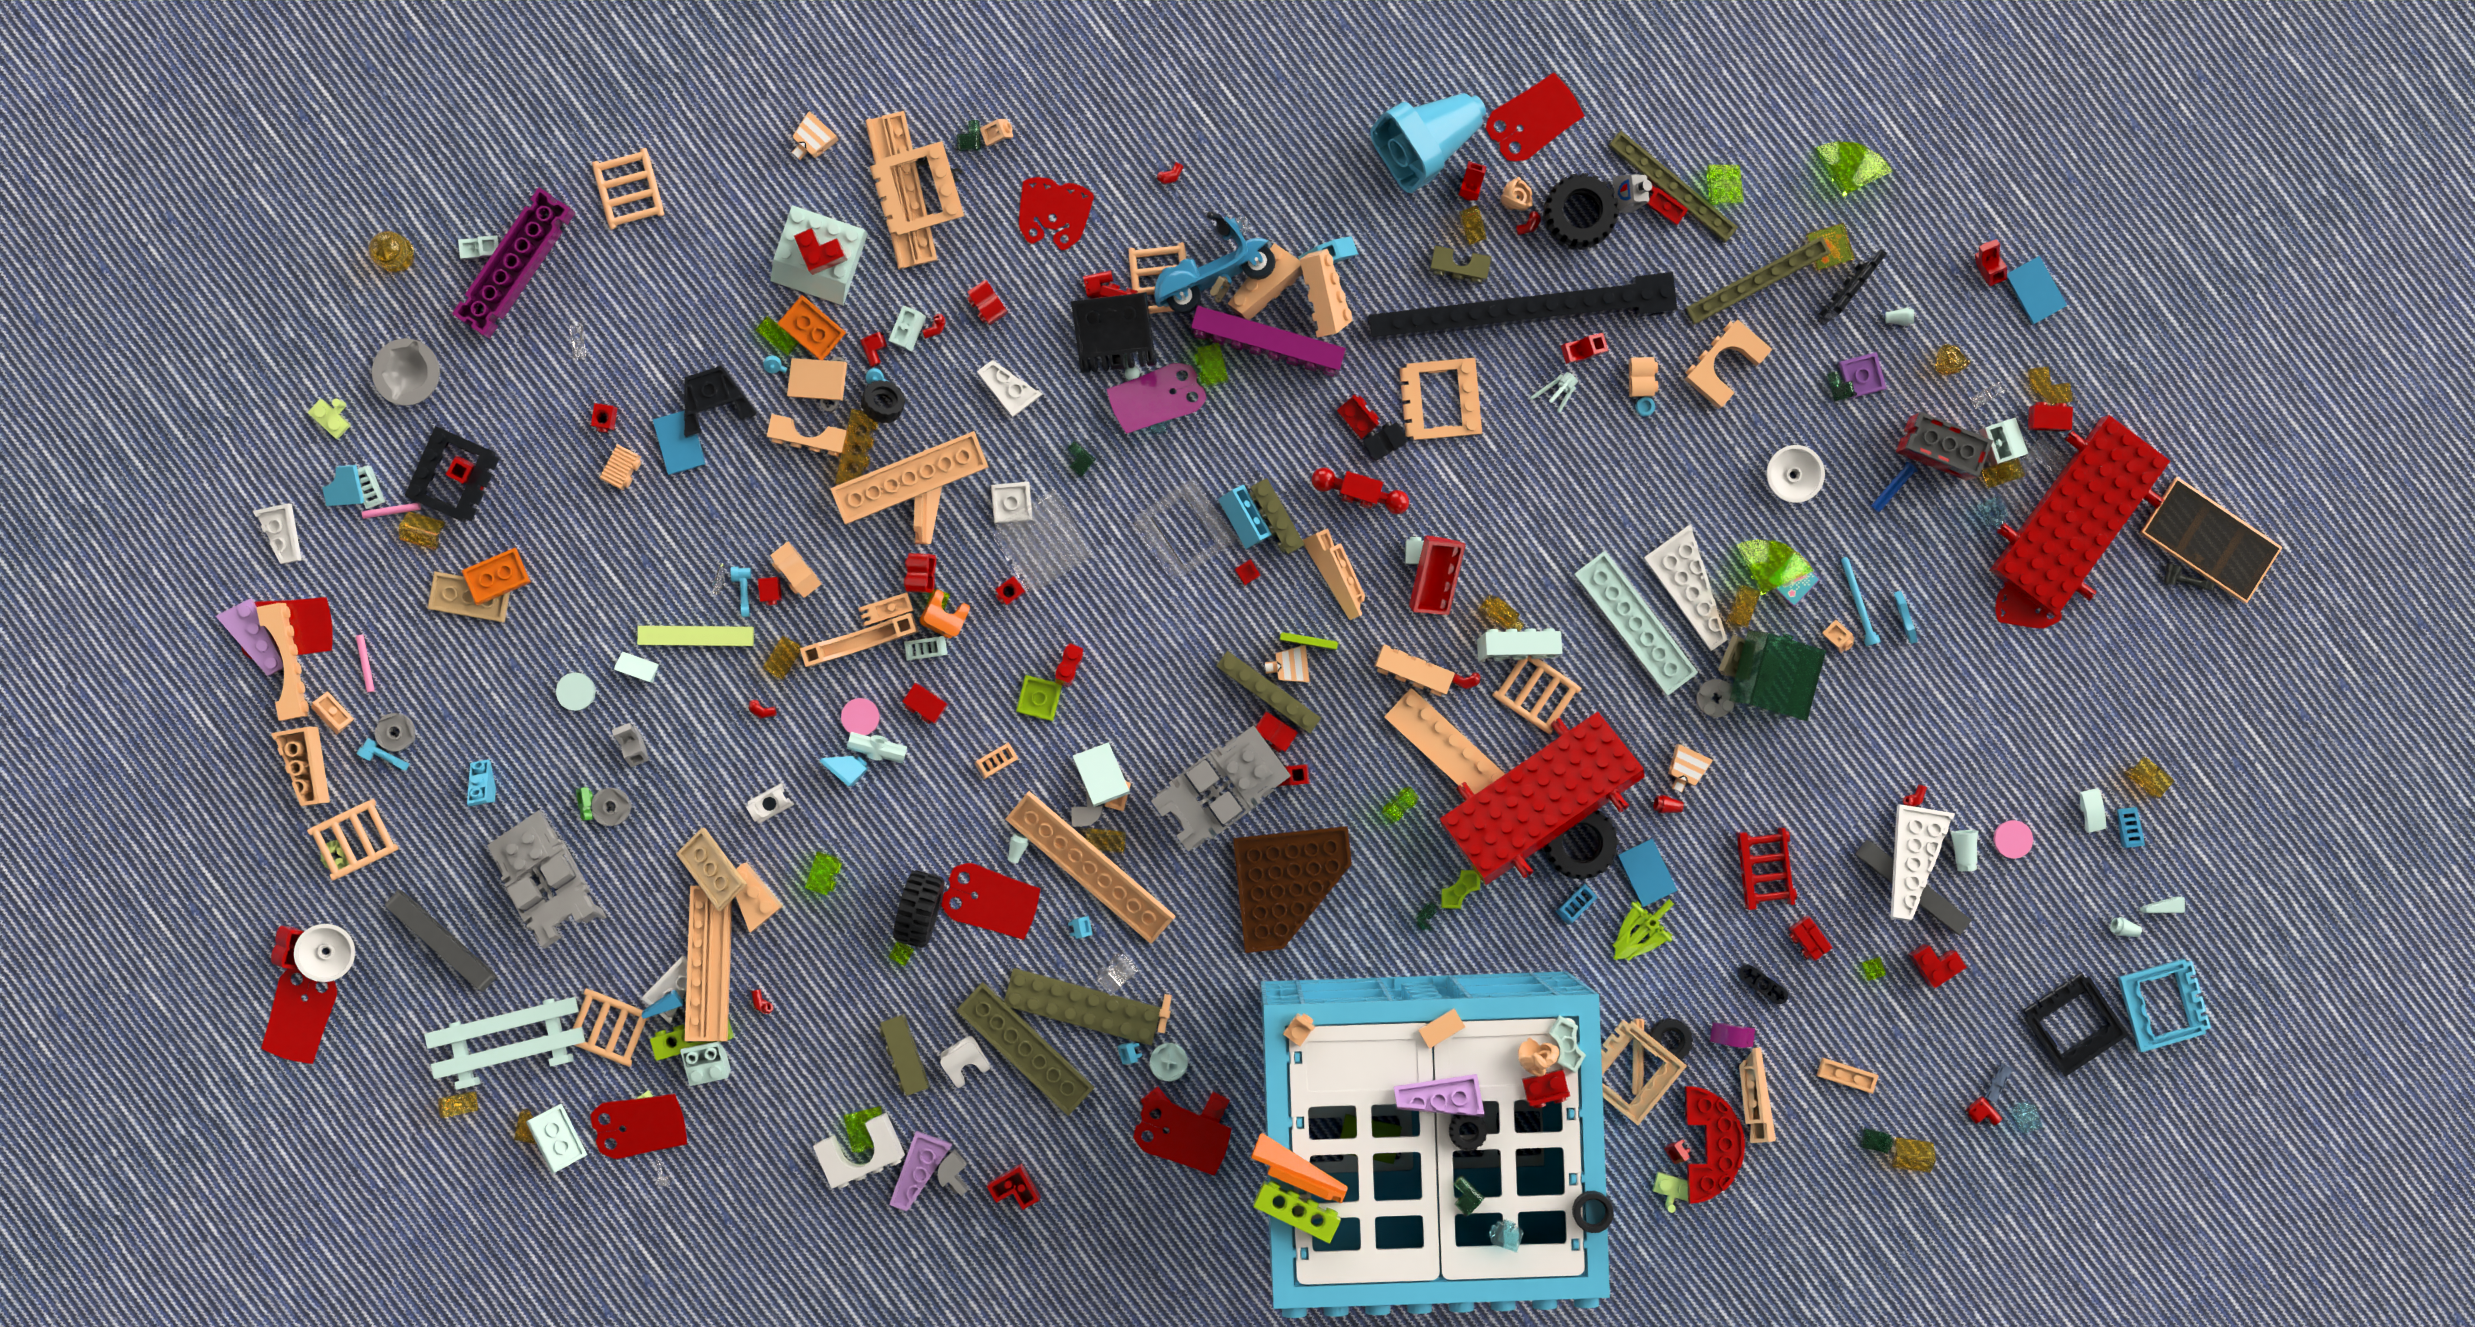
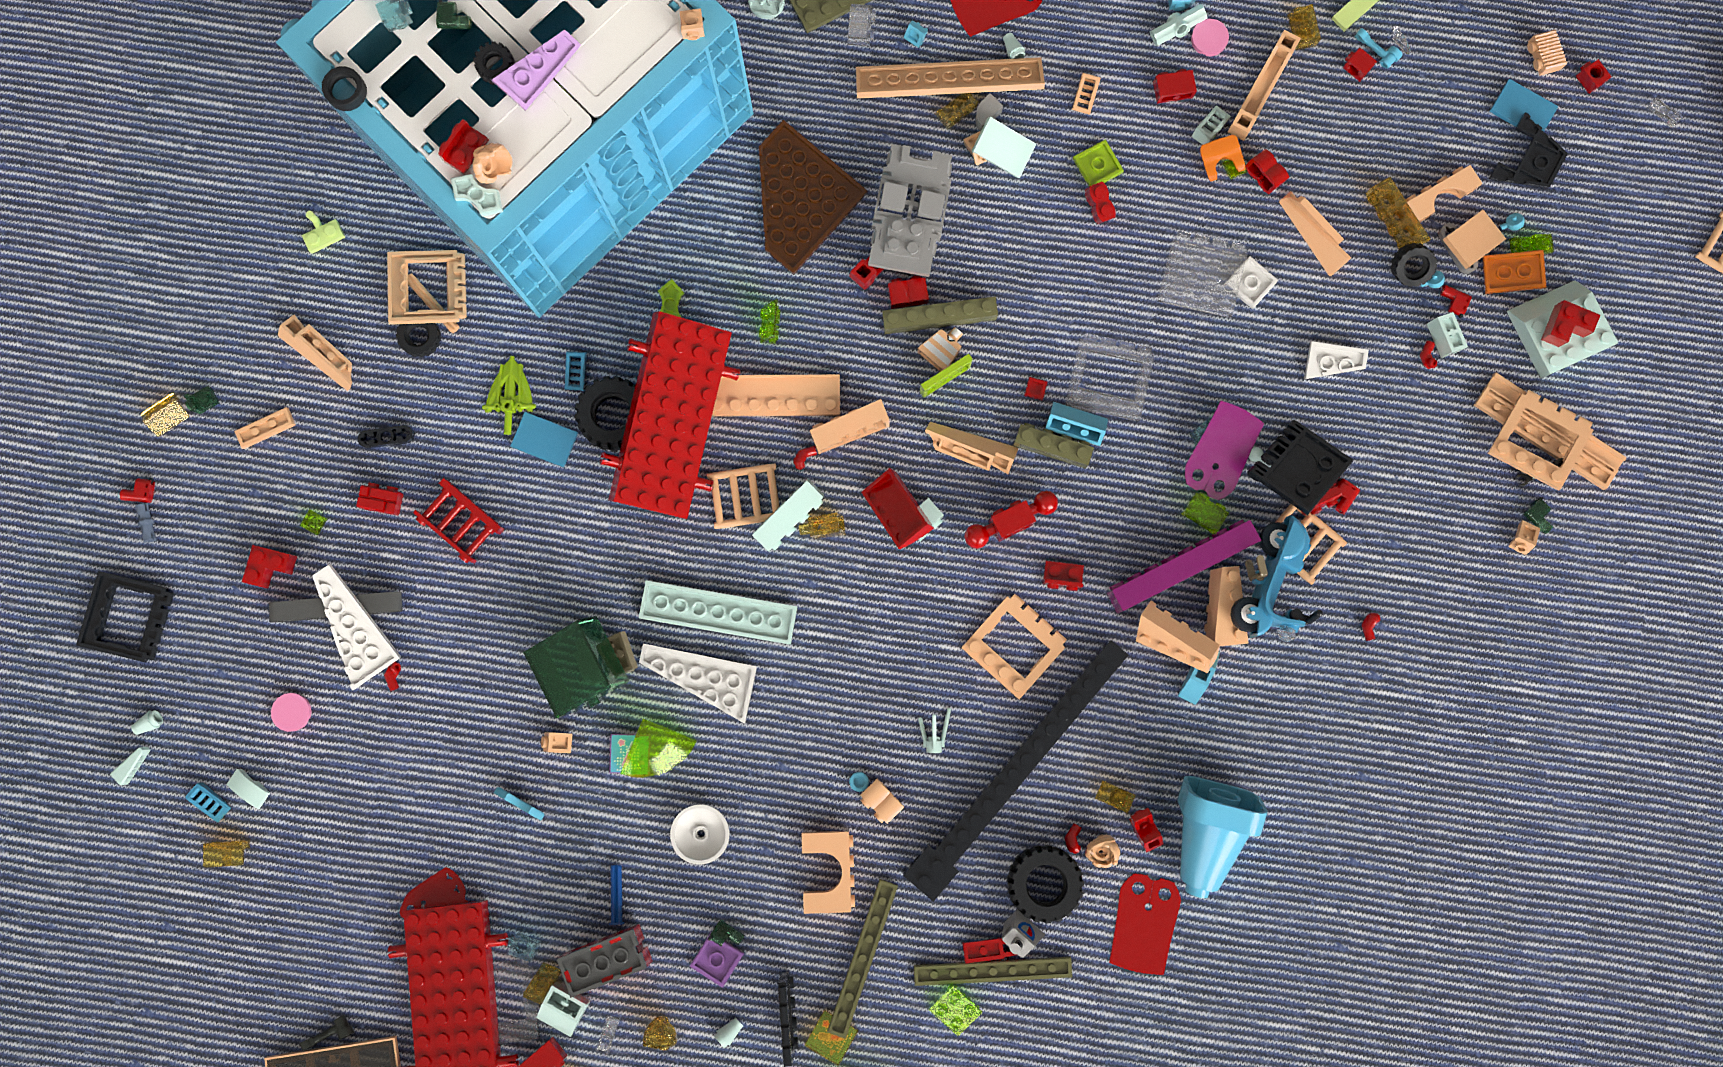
camera: 145 degrees right, 5 degrees down
(795, 569) = (1365, 94): light nougat brick -> none
(812, 137) = (1650, 408): light nougat torso -> none
(886, 609) = (1265, 127): light nougat hinge -> none
(909, 478) = (1342, 226): light nougat plate -> none
(987, 302) = (1409, 407): red brick -> none
(1018, 591) = (1186, 223): red brick -> none
(1054, 200) = (1433, 528): red piece -> none
(1083, 461) = (1229, 357): clear green piece -> none
(1164, 1013) = (800, 29): light nougat bar -> none
(1384, 442) = (1026, 574): black brick -> none
(1428, 912) = (679, 265): clear green bracket -> none
(1441, 1028) = (584, 120): light nougat tile -> none
(1443, 263) = (1080, 765): olive arch -> none
(1585, 348) = (945, 781): red brick -> none
(1666, 804) = (573, 501): red cone -> none
(1677, 1152) = (343, 260): red tile -> none
(1687, 767) = (583, 541): torso -> none
(1709, 707) = (619, 611): light grey plate -> none
(1722, 1144) = (313, 296): red plate -> none
(1732, 1035) = (374, 377): magenta brick -> none
(1743, 606) = (649, 698): clear yellow brick -> none
(1870, 637) = (532, 764): medium azure piece -> none
(1965, 849) = (320, 671): light aqua plant -> none
(2027, 1117) = (102, 516): clear light blue brick -> none
(2136, 1005) = (87, 671): medium azure hinge -> none

